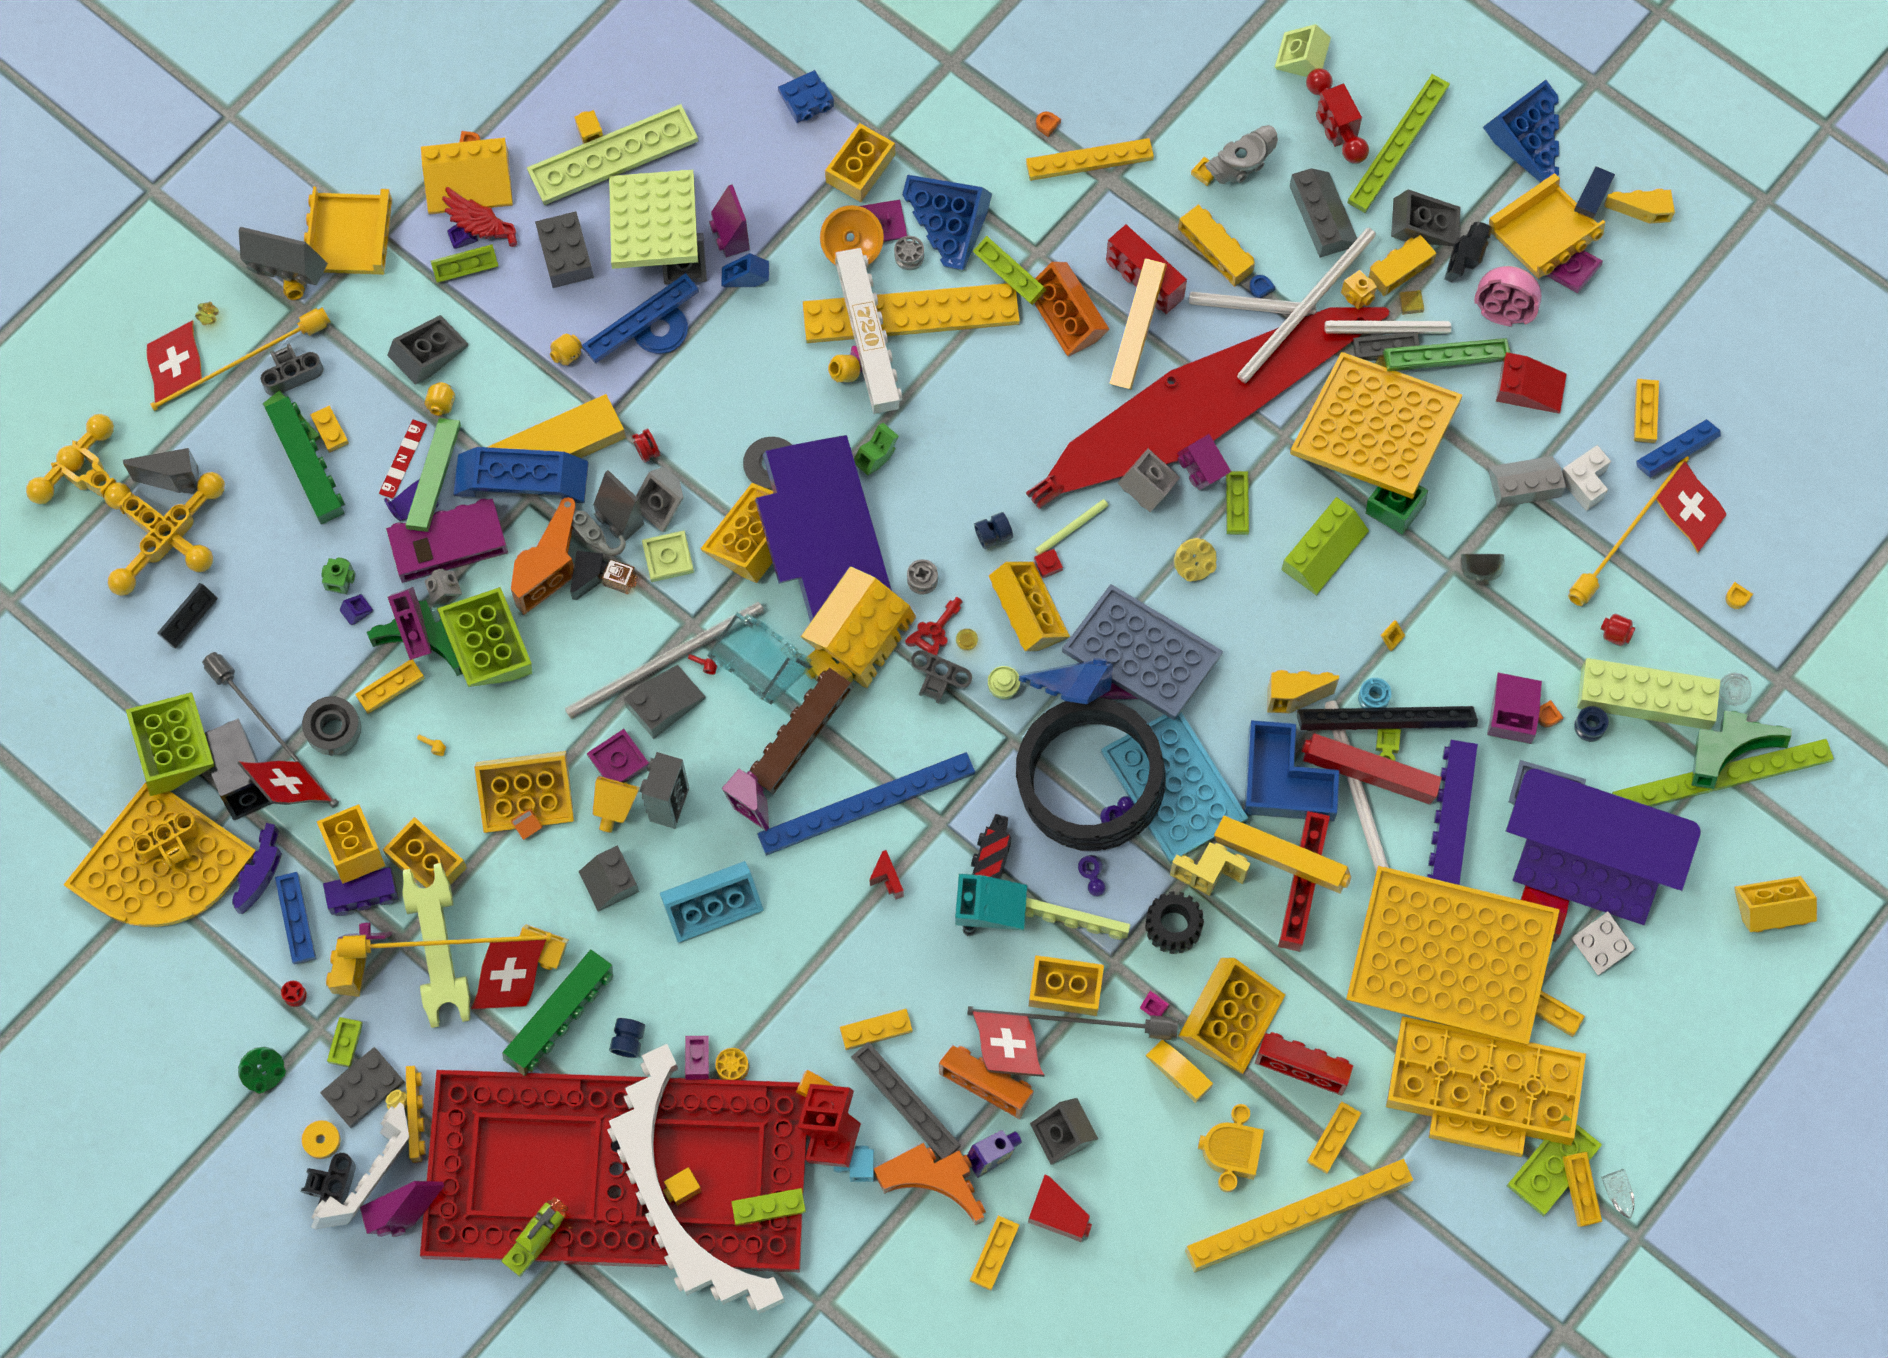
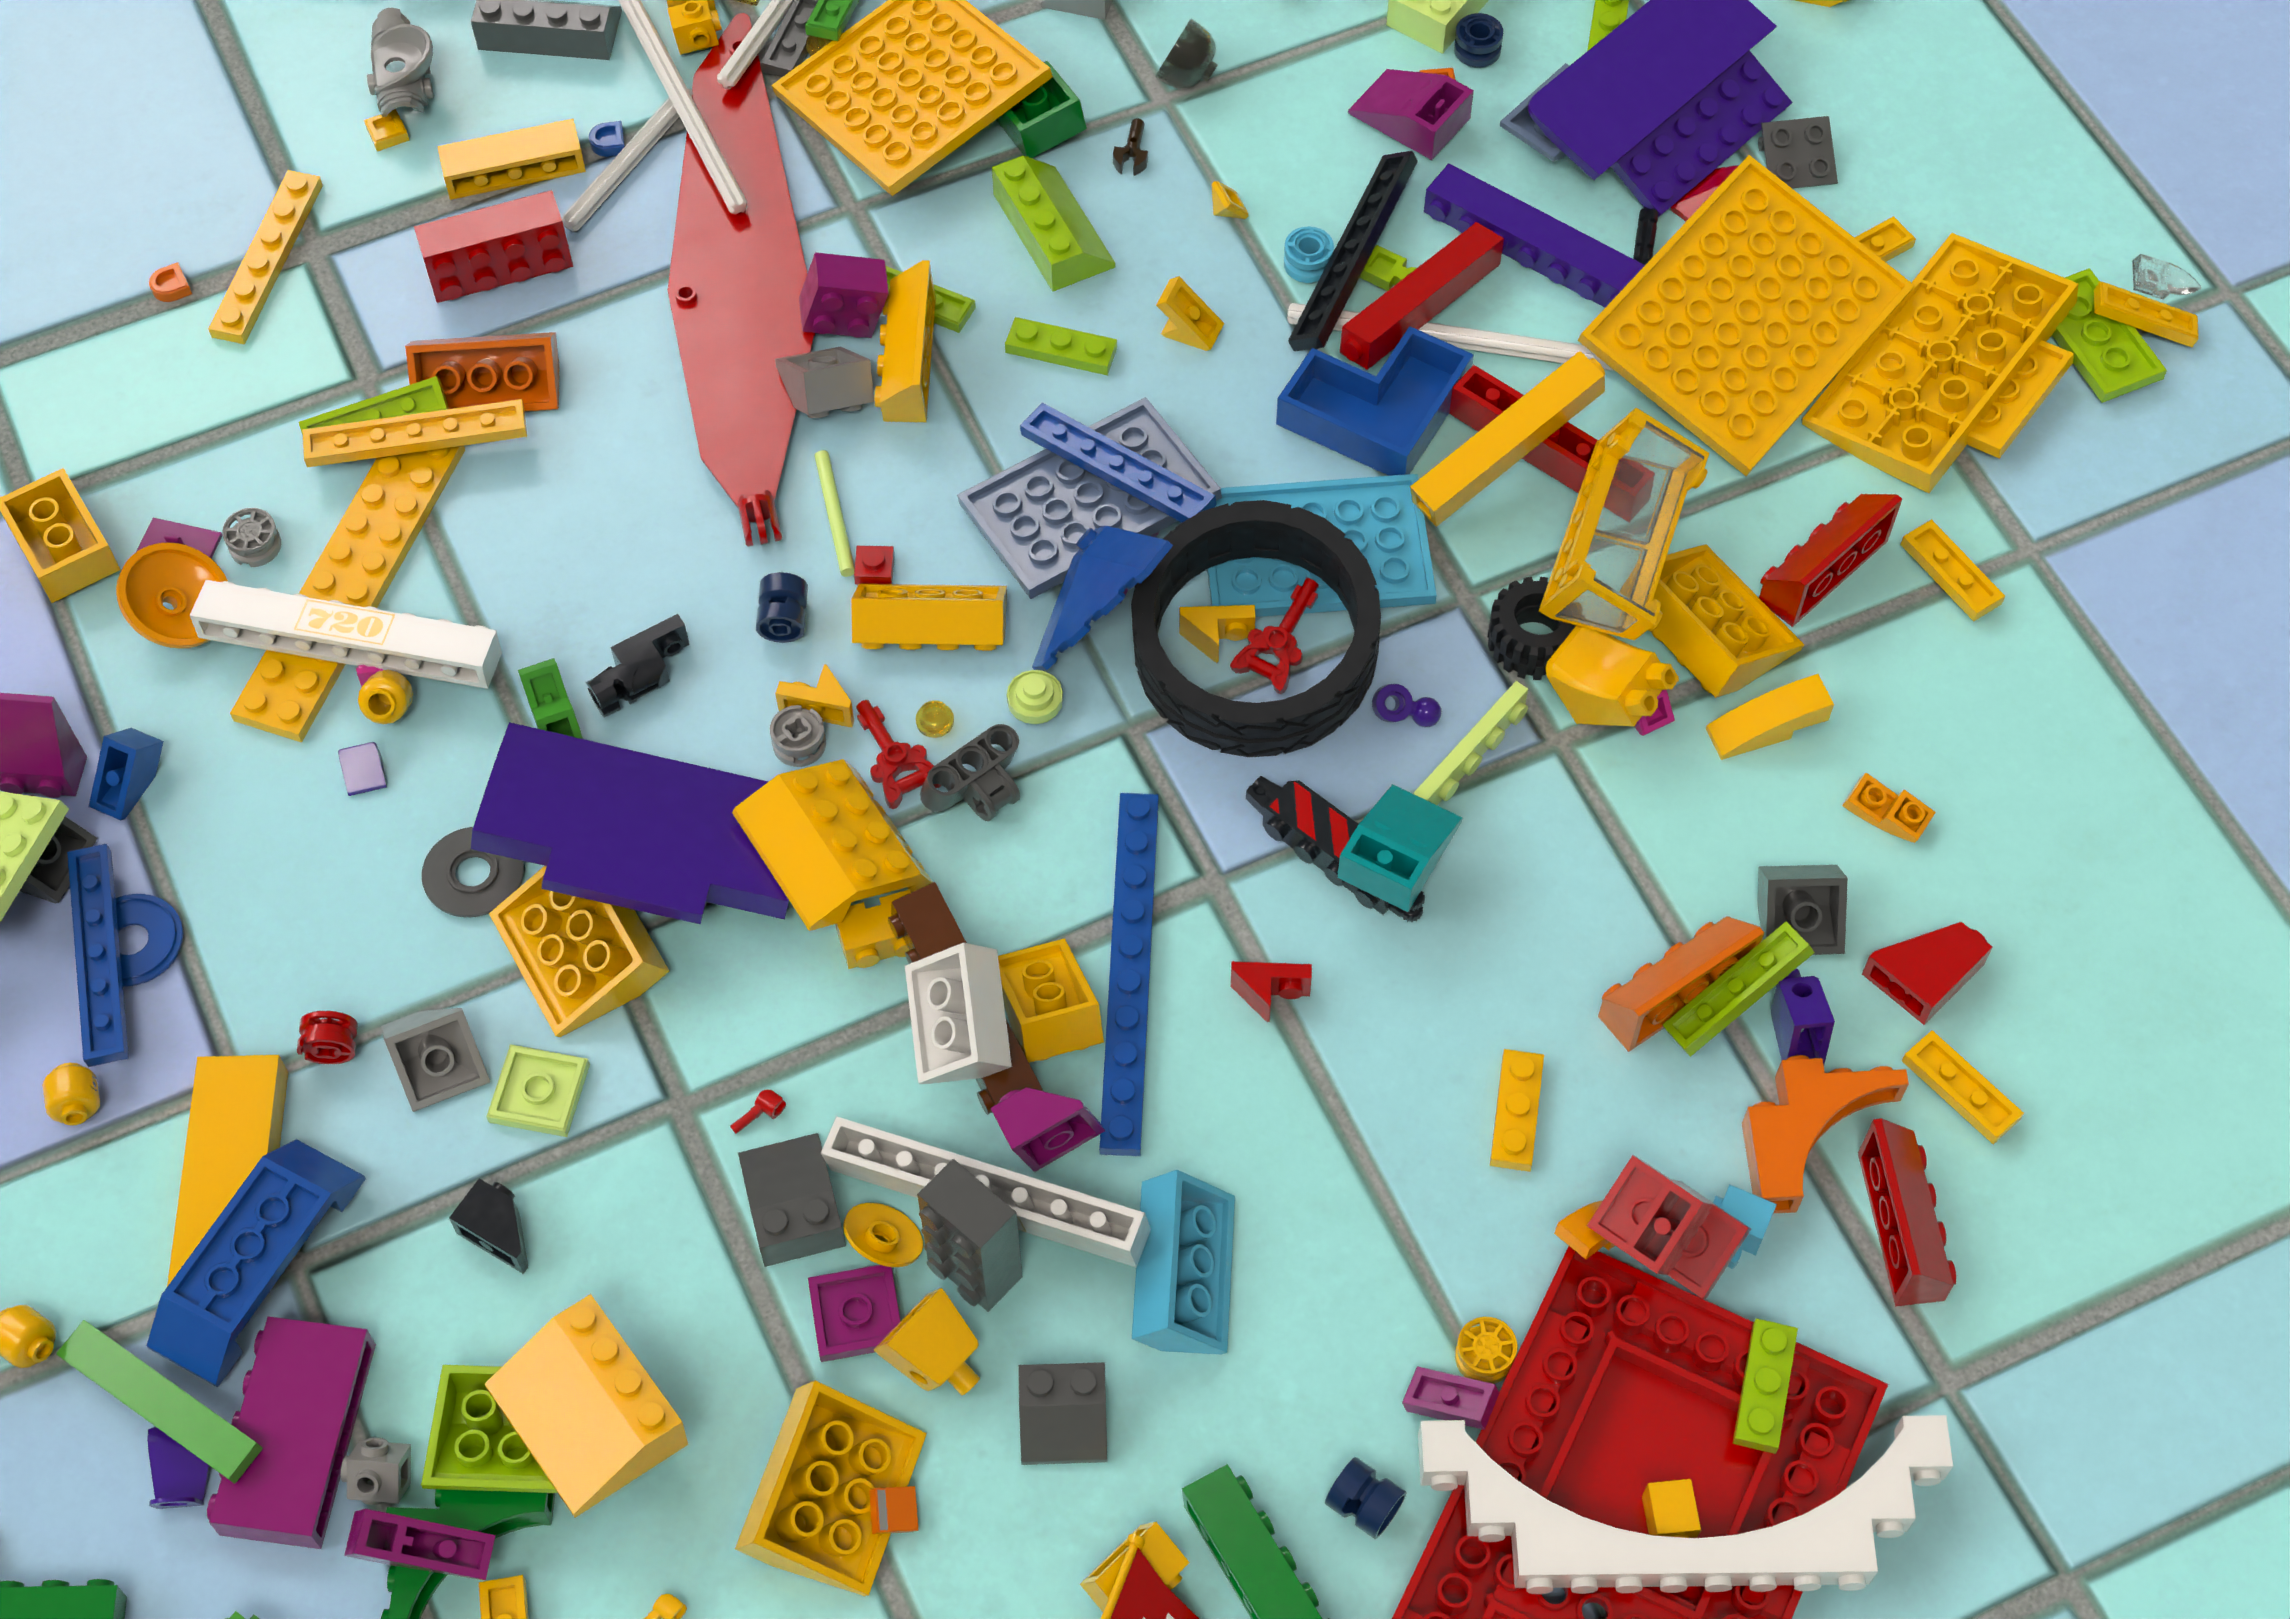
camera: 65 degrees left, 10 degrees down
(402, 458) = (89, 1452): red sticker -> none
(422, 550) = (291, 1473): dark brown sticker -> none
(504, 660) = (586, 1407): none -> yellow slope
(548, 566) = (443, 1264): orange slope -> none
(617, 507) = (412, 1114): dark grey slope -> none
(619, 576) = (533, 1174): clear orange brick -> none
(656, 664) = (719, 1176): white axle -> none
(662, 740) = (883, 1234): none -> yellow dish
(701, 789) = (1040, 1206): none -> white brick
(759, 657) = (809, 1010): clear light blue windscreen -> none
(782, 729) = (958, 1014): none -> white slope
(802, 380) = (362, 768): none -> slope
(826, 769) = (1049, 1001): none -> yellow slope
(900, 1246) = (1905, 1215): none -> red slope
(905, 1101) = (1658, 1113): dark grey plate -> none
(924, 478) = (638, 665): none -> black plate
(949, 579) = (826, 699): none -> yellow slope
(950, 215) = (225, 458): blue slope -> none
(991, 1112) = (1738, 988): none -> lime plate
(1006, 296) = (414, 433): none -> yellow plate
(1010, 1043) = (1636, 919): flag -> none
(1066, 985) = (1572, 807): yellow brick -> none
(1091, 751) = (1208, 624): none -> yellow slope
(1099, 791) = (1277, 642): none -> red piece
(1114, 811) = (1324, 641): dark purple plate -> none
(1138, 324) = (576, 284): tile -> none
(1154, 969) = (1607, 678): none -> yellow hips
(1154, 1156) = (1896, 814): none -> light orange slope
(1162, 656) = (1116, 464): none -> plate
(1191, 512) = (907, 345): none -> yellow slope
(1204, 555) = (982, 375): light yellow plate -> none
(1211, 866) = (1478, 545): light yellow bracket -> none
(1232, 1148) = (1922, 698): yellow piece -> none
(1243, 591) = (1061, 346): none -> lime plate
(1245, 940) = (1623, 528): none -> windscreen
(1294, 649) = (1188, 316): none -> yellow slope
(1296, 690) = (1252, 336): yellow slope -> none
(1298, 1215) = (2058, 663): yellow brick -> none
(1407, 565) = (1132, 149): none -> dark brown bar
(1491, 878) = (1645, 235): none -> black axle

